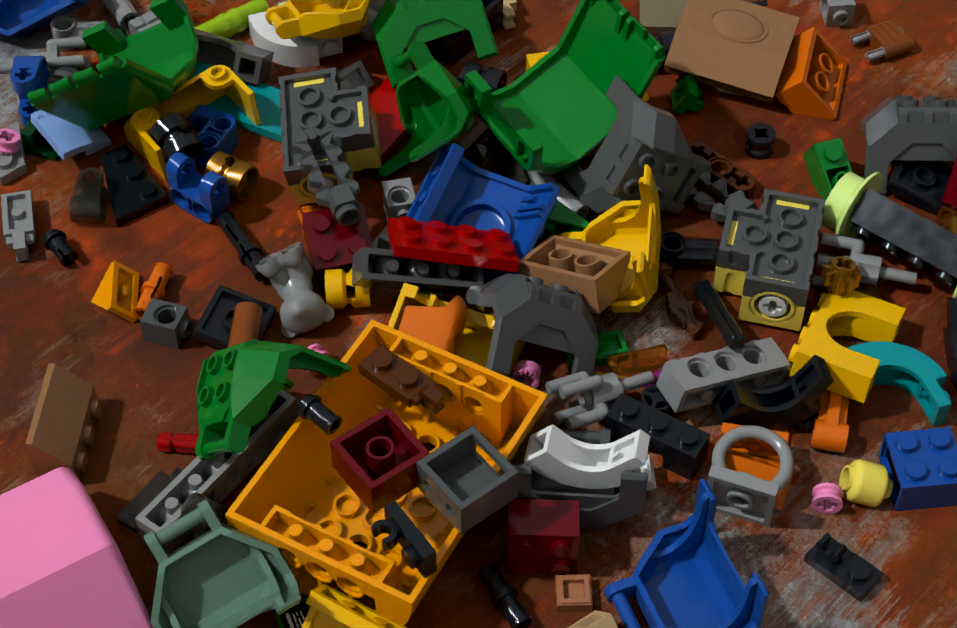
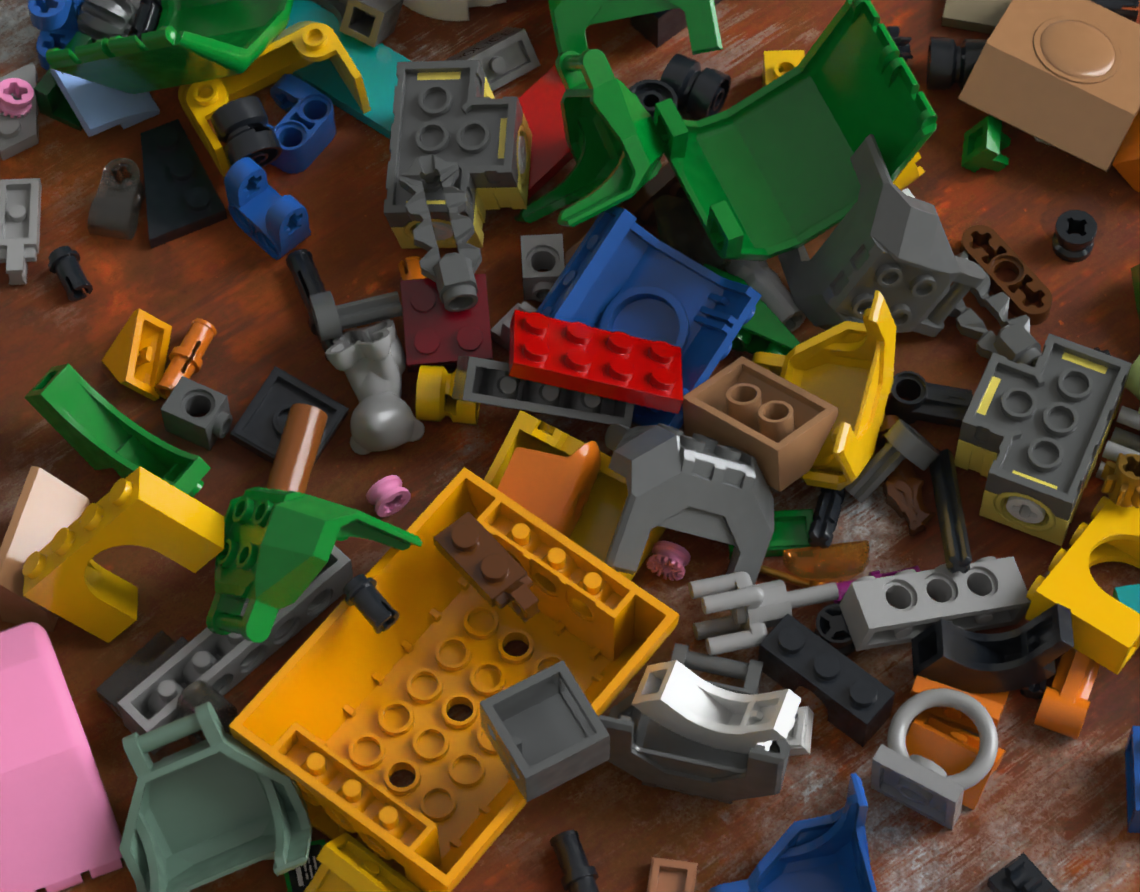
camera: 10 degrees right, 10 degrees up
(105, 345) = (108, 436): none -> green arch
(133, 372) = (134, 512): none -> yellow arch
(181, 442) = (194, 592): red axle -> none
(240, 174) = (324, 196): pearl gold wheel -> none
(255, 246) = (333, 318): none -> dark grey piece
(378, 459) = (435, 684): dark red brick -> none
(416, 549) = (463, 817): black plate -> none
(543, 536) = (641, 806): dark red piece -> none
(632, 331) = (825, 517): none -> black axle
(677, 276) = (901, 444): none -> dark grey piece
(827, 498) = (1036, 803): bright pink bush -> none
(865, 483) = (1093, 789): light yellow head -> none

